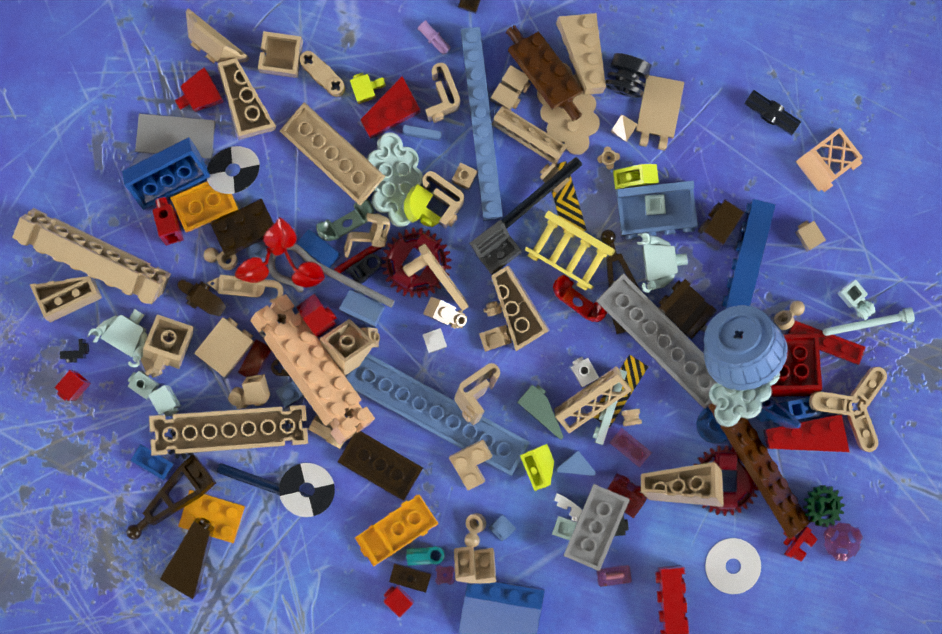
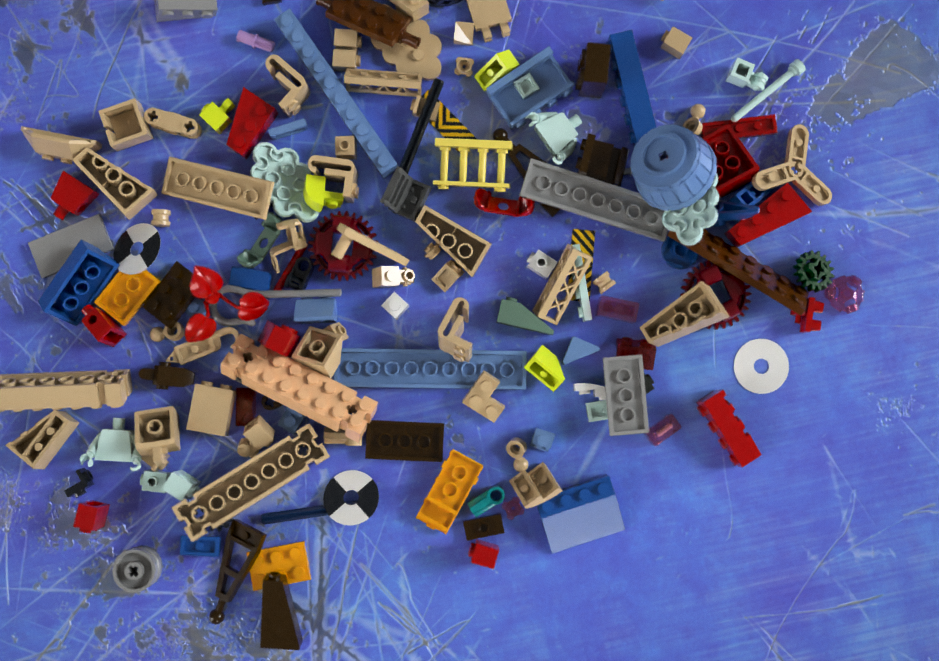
camera: 30 degrees left, 0 degrees up
(76, 453) = (126, 572): none -> light grey wheel
(267, 153) = (160, 217): none -> tan wheel

